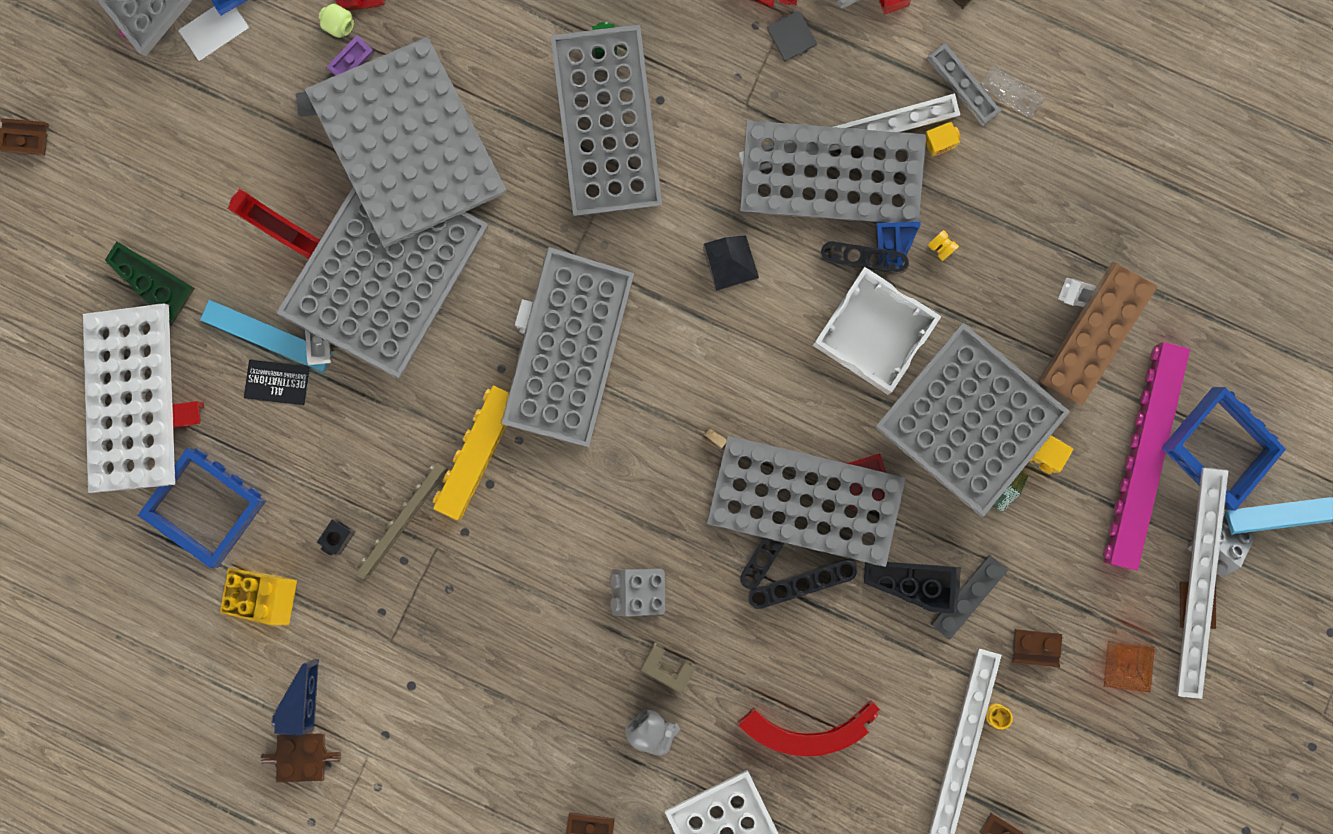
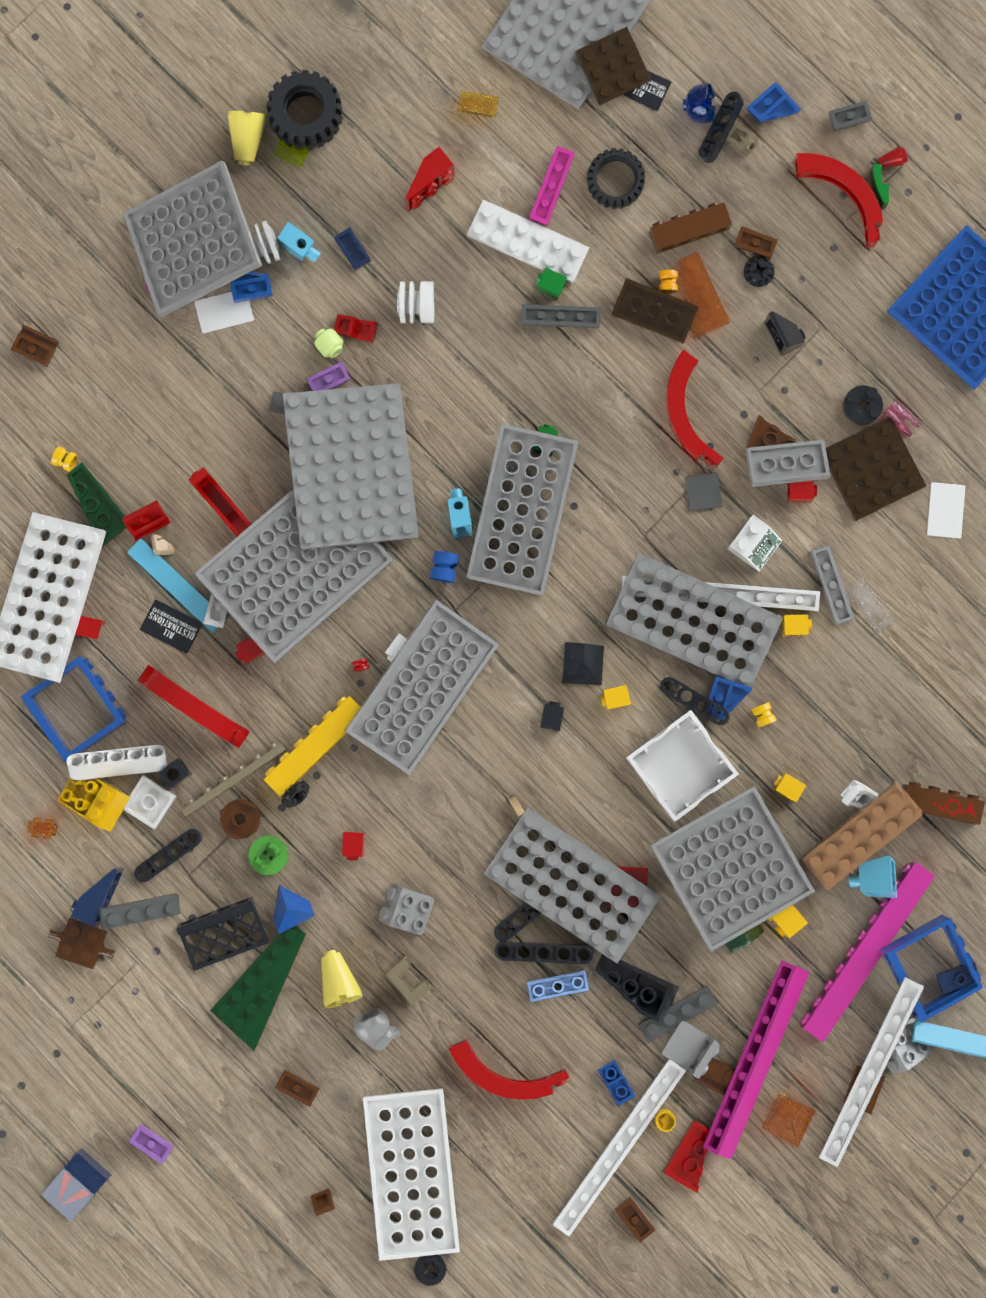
camera: 15 degrees right, 0 degrees up
(96, 245) = (64, 459): none -> yellow wheel
(207, 278) = (146, 520): none -> red plate
(218, 647) = (46, 828): none -> clear orange piece
(234, 300) = (161, 546): none -> tan tile
(267, 548) = (116, 762): none -> white beam
(320, 578) = (149, 802): none -> white tile
(330, 458) = (193, 706): none -> red arch
(349, 699) = (139, 911): none -> dark grey plate
(358, 626) = (168, 855): none -> black beam
(368, 377) = (248, 651): none -> red brick
(414, 568) = (230, 824): none -> reddish brown plate
(438, 674) = (216, 917): none -> black fence
(473, 578) = (274, 848): none -> bright green plate
(476, 505) = (295, 794): none -> black gear
(494, 349) = (360, 665): none -> red bush
(507, 746) = (253, 996): none -> dark green wing
(514, 638) = (291, 909): none -> blue slope
(542, 151) = (459, 514): none -> medium azure torso
(545, 213) = (444, 566): none -> blue wheel
(555, 544) = (353, 845): none -> red brick
(592, 696) = (338, 981): none -> light yellow cone
(719, 329) = (552, 716): none -> black brick
(779, 284) = (615, 697): none -> yellow brick
(817, 621) = (570, 982): none -> light blue tile
(866, 68) = (755, 543): none -> white slope
(931, 695) = (616, 1083): none -> blue slope
(998, 312) = (788, 787): none -> yellow brick
(998, 629) = (690, 1048): none -> light grey bracket
(1038, 746) = (688, 1158): none -> red wing
(1072, 616) = (756, 1060): none -> dark pink brick
(1128, 374) = (876, 878): none -> medium azure torso
(1176, 268) = (946, 805): none -> reddish brown brick
(1250, 451) = (955, 978): none -> dark blue plate

